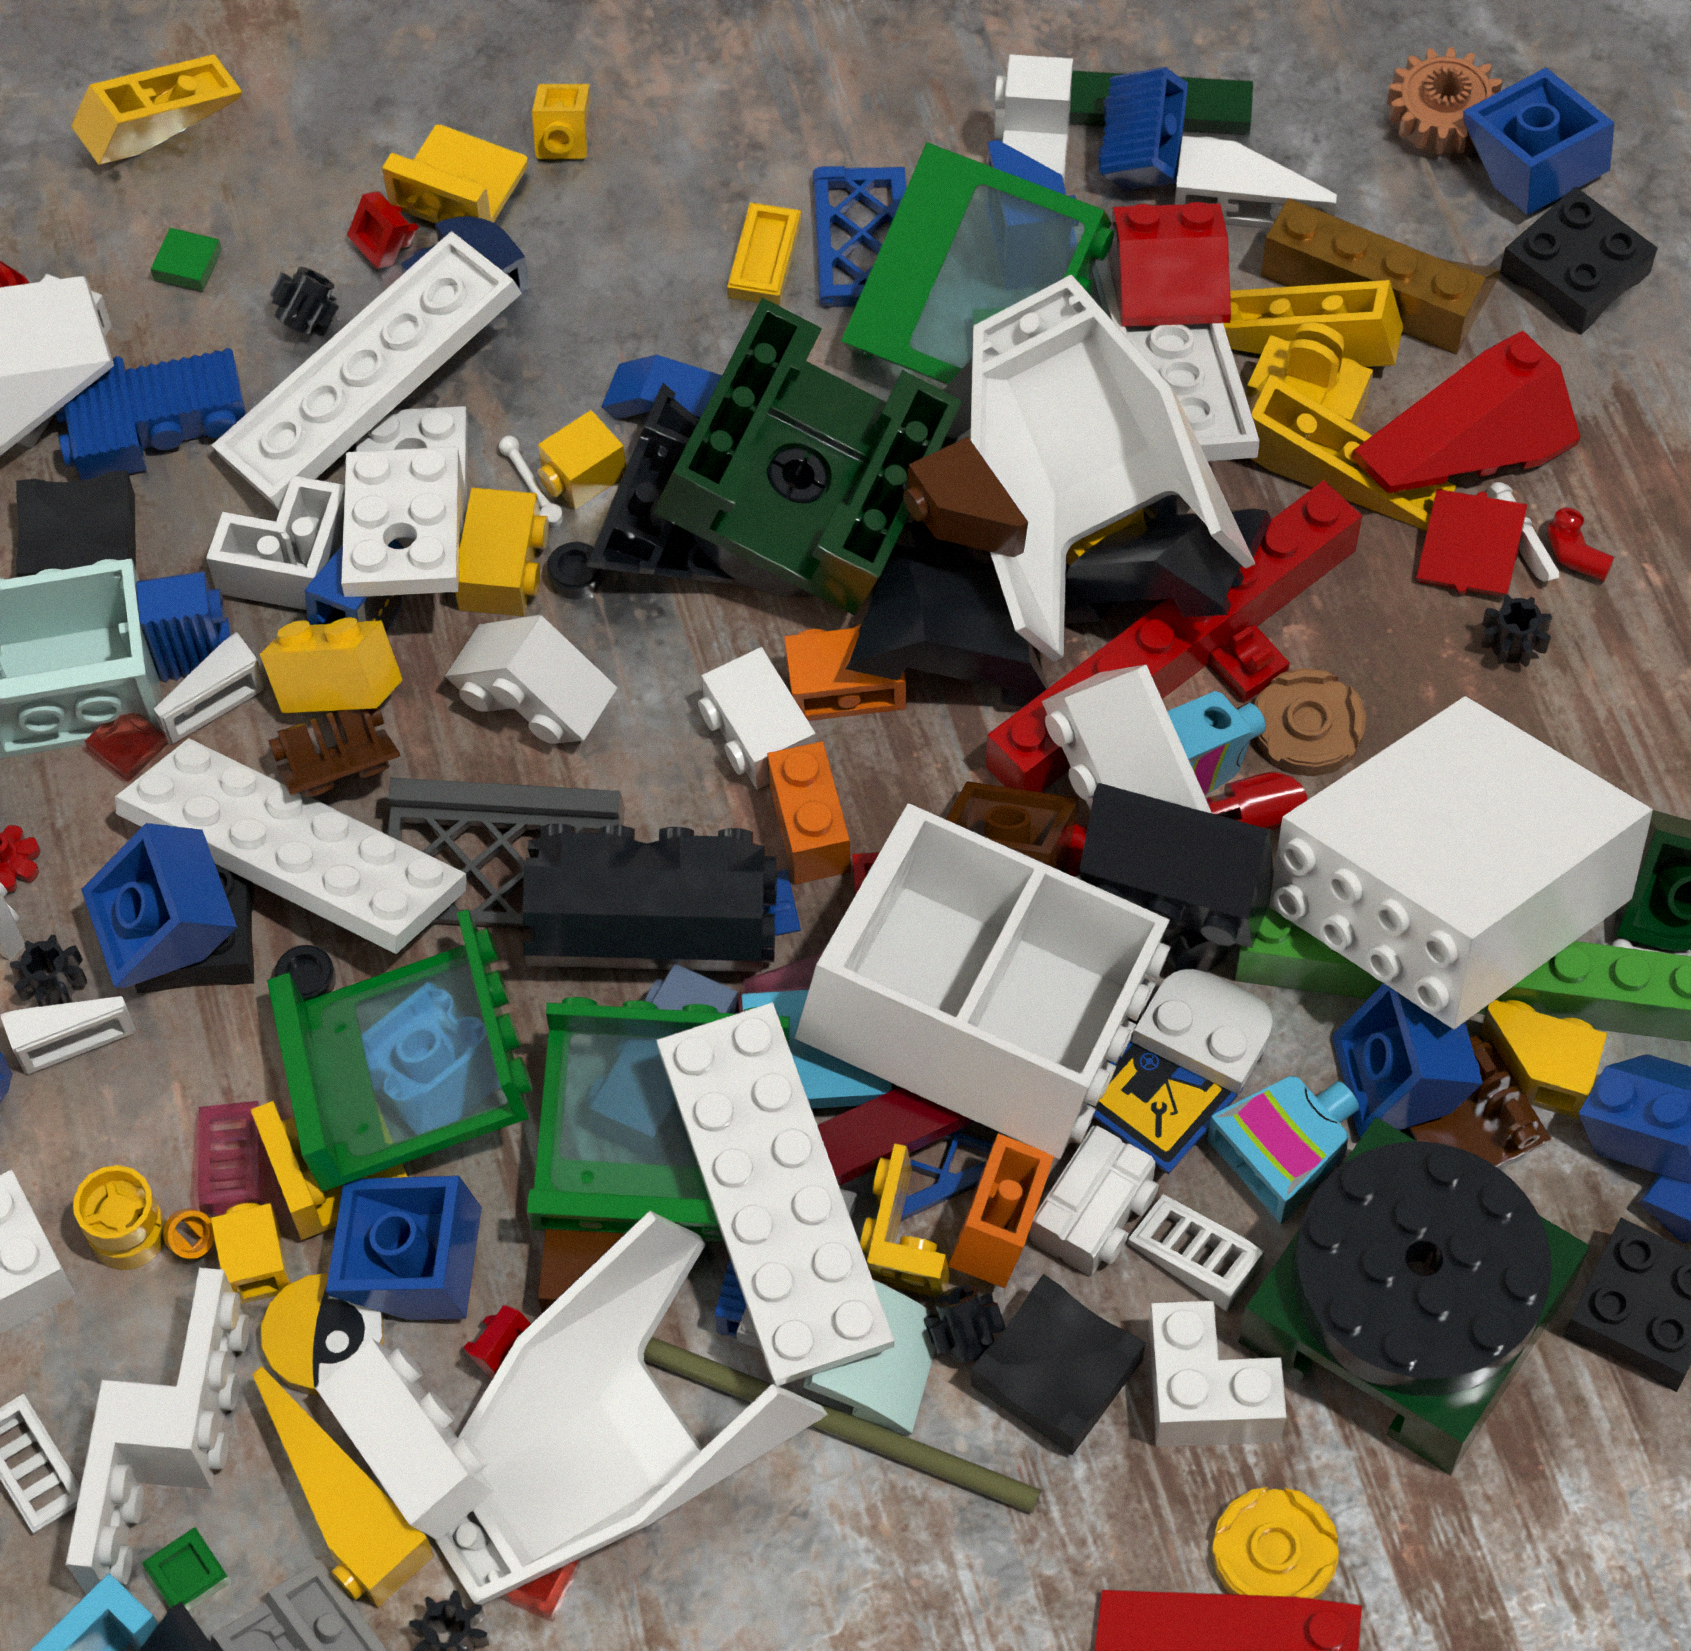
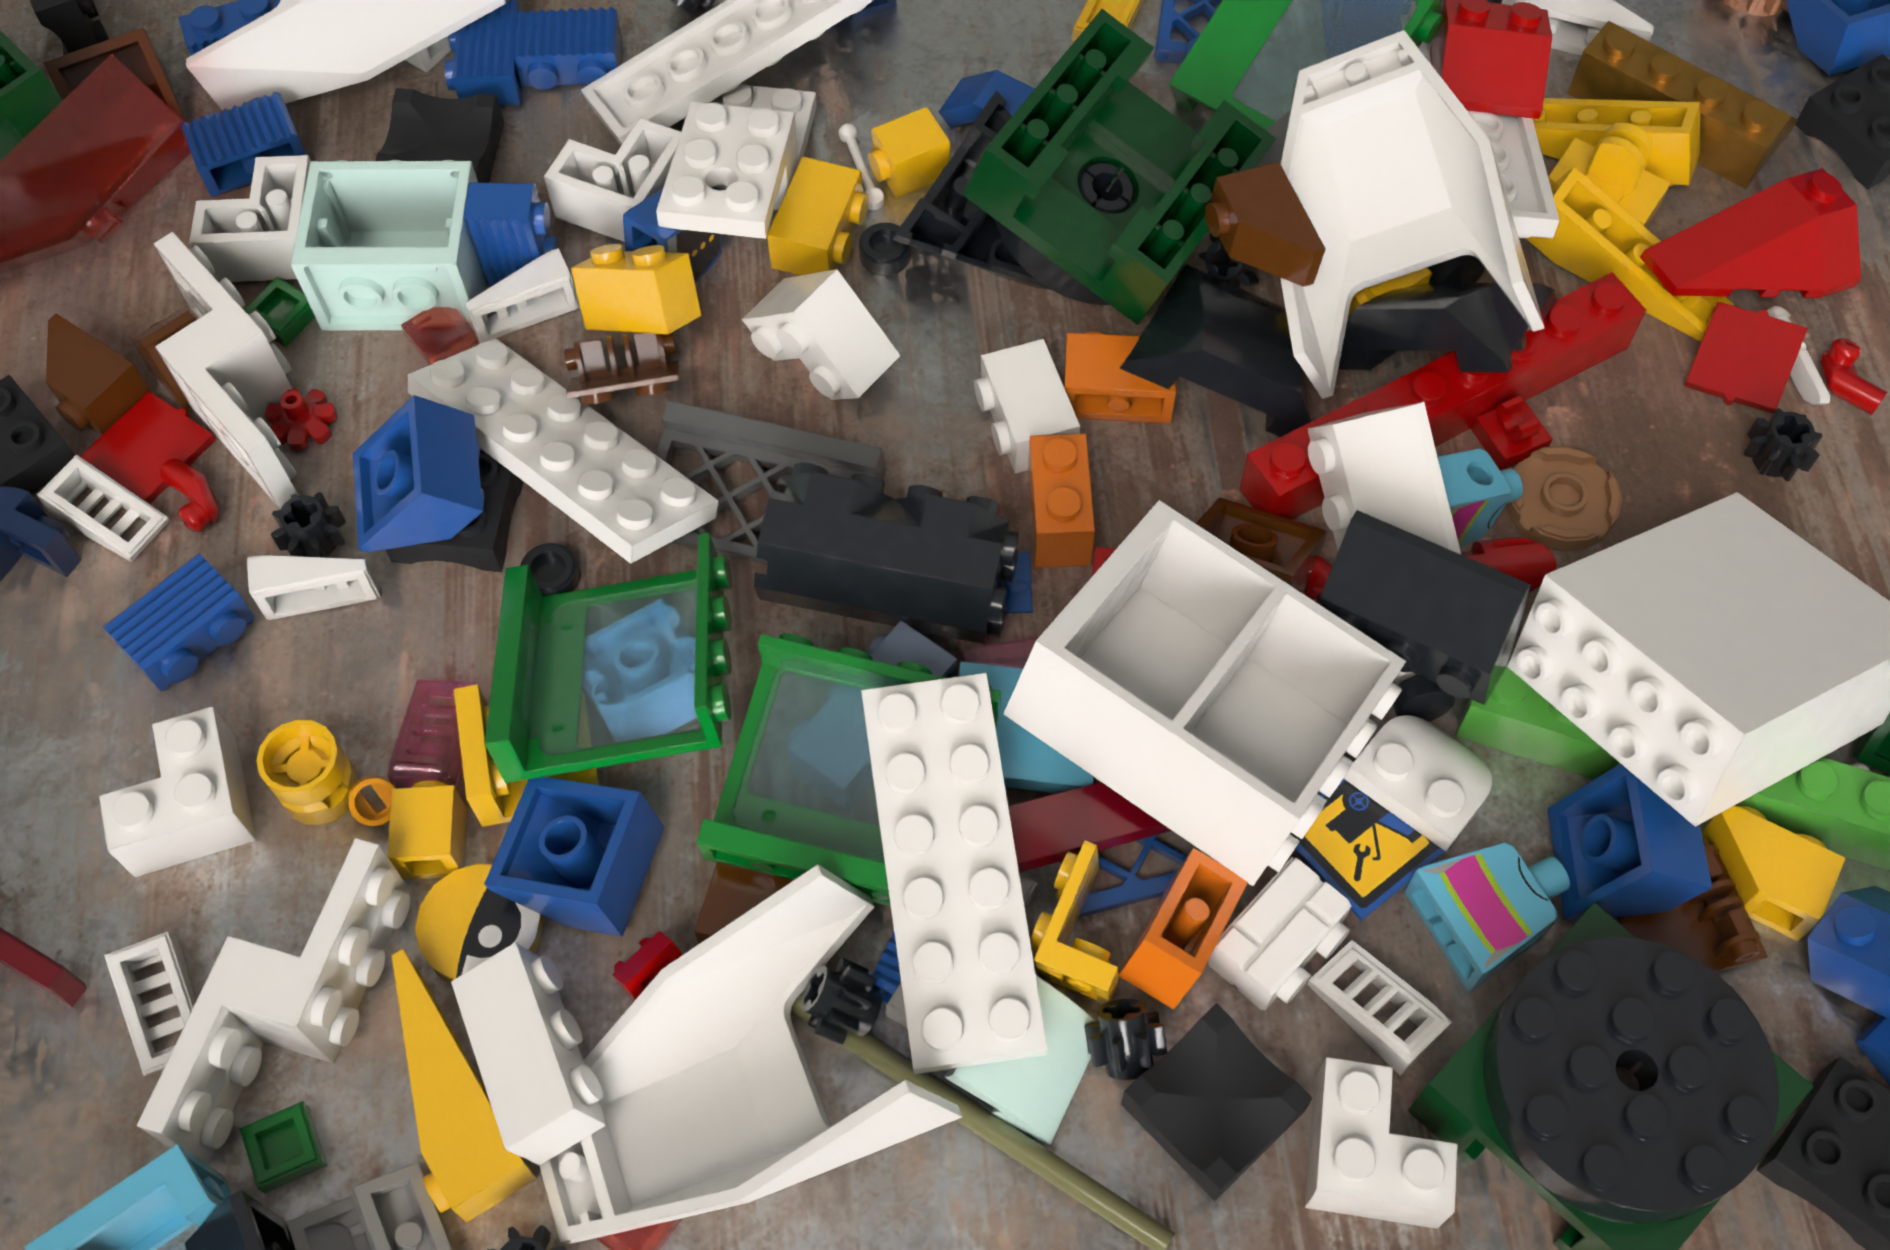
camera: 10 degrees right, 0 degrees up
(692, 1337) = (841, 1001): none -> black gear

